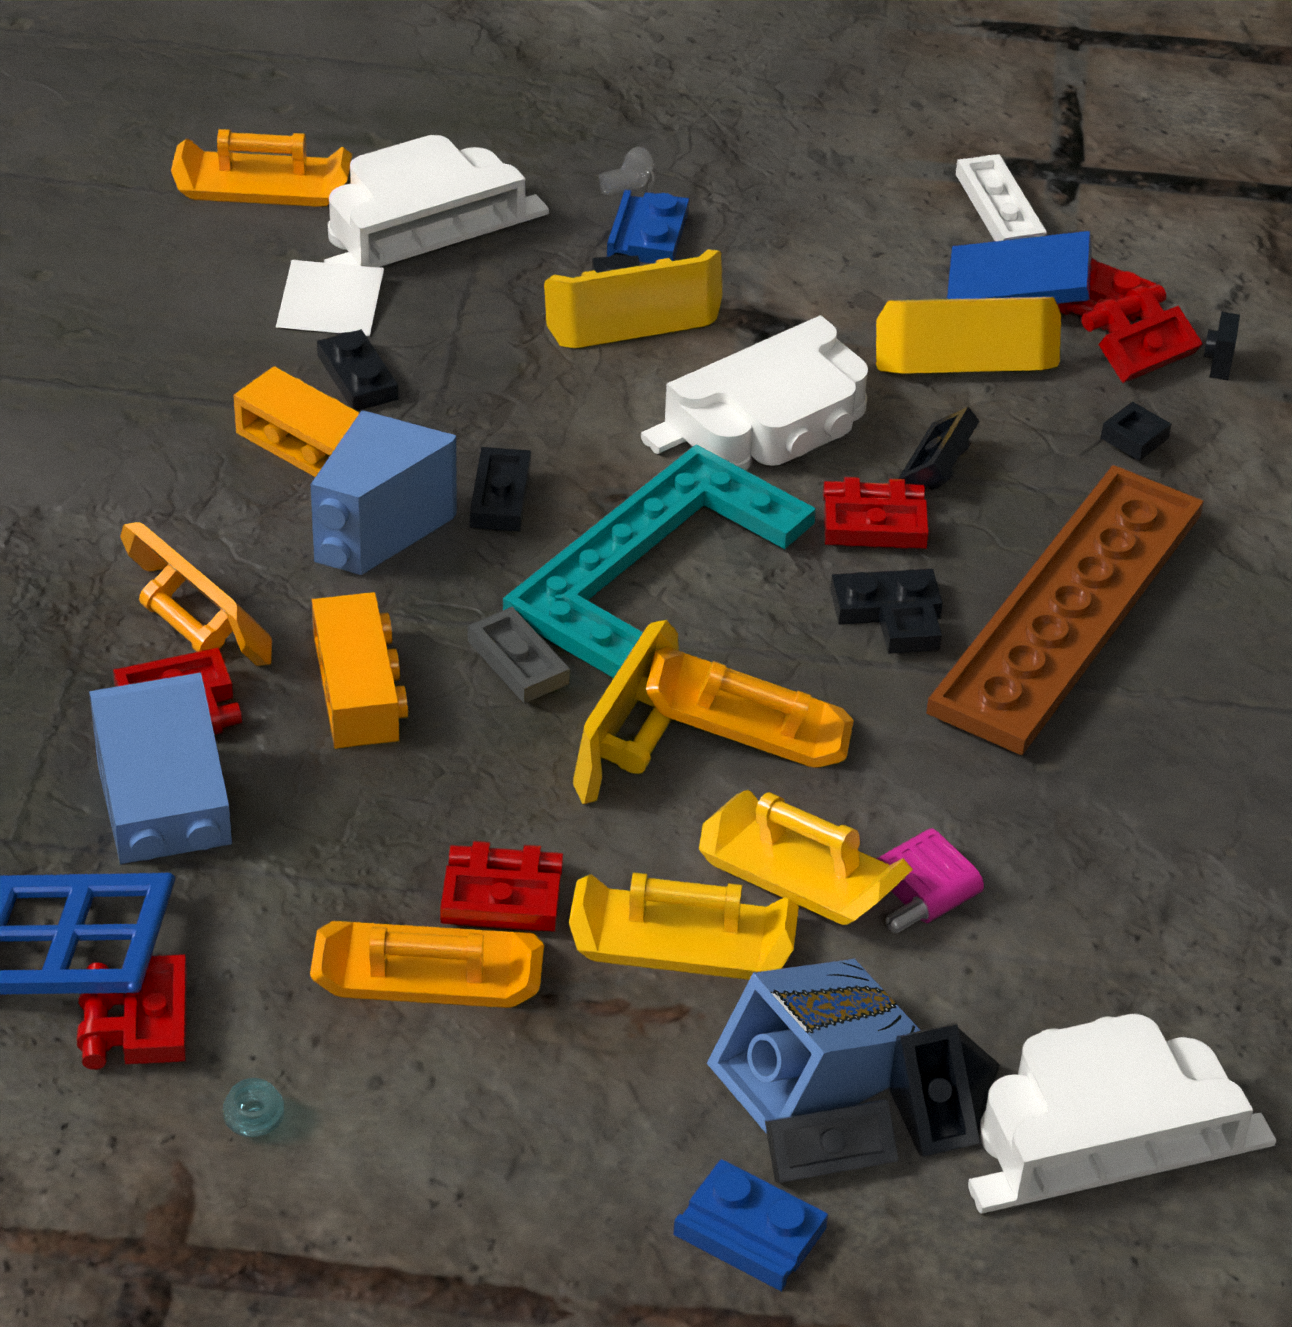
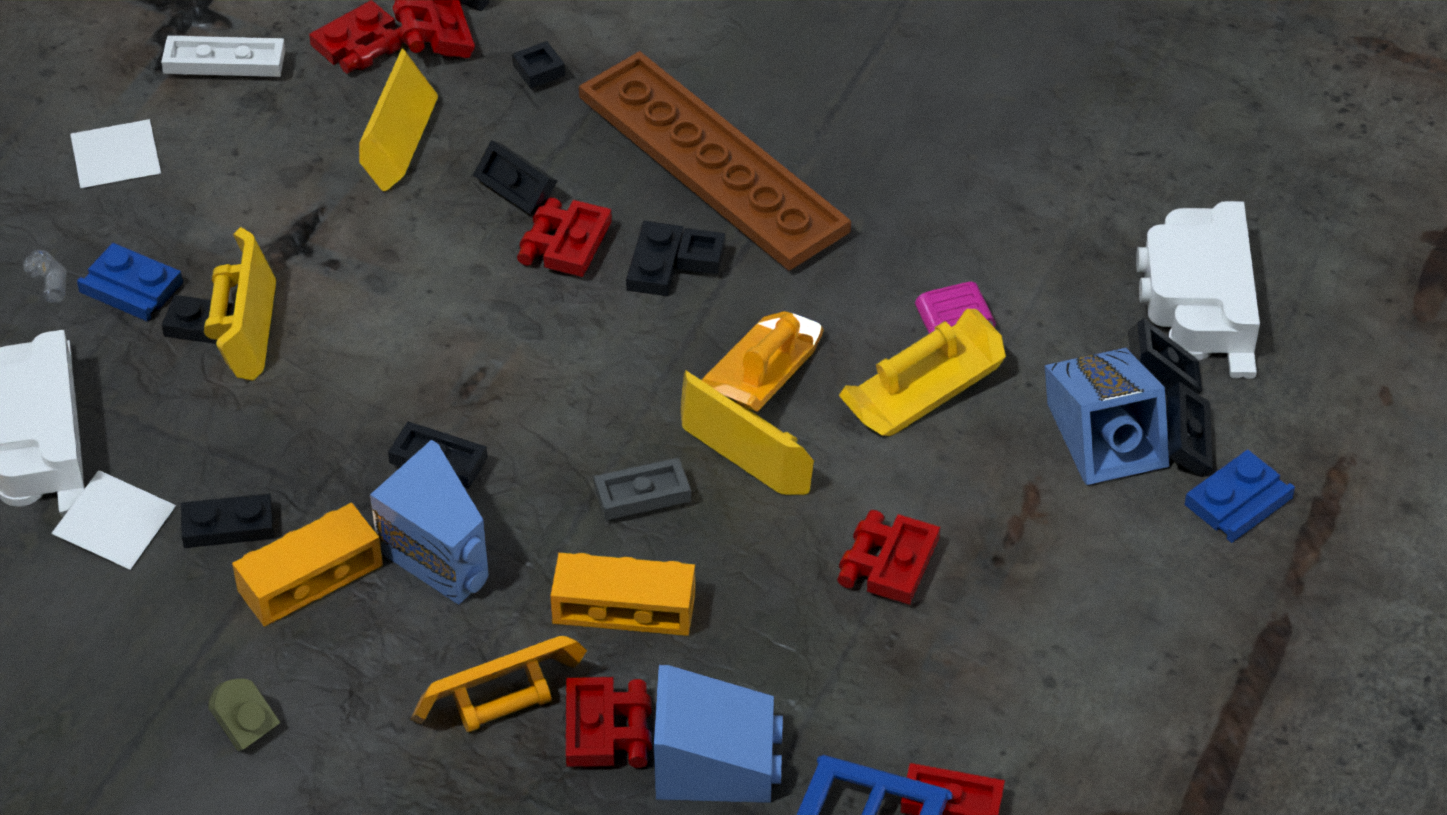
camera: 70 degrees left, 5 degrees up
(103, 429) = (241, 712): none -> olive plate
(249, 1096) = (1067, 744): clear light blue plate -> none
(427, 964) = (948, 616): light orange piece -> none
(558, 593) = (487, 336): teal plate -> none
(681, 927) = (963, 460): yellow piece -> none
(767, 399) = (418, 257): white brick -> none
(827, 176) = (115, 153): none -> white sticker
(1023, 268) = (327, 69): blue tile -> none

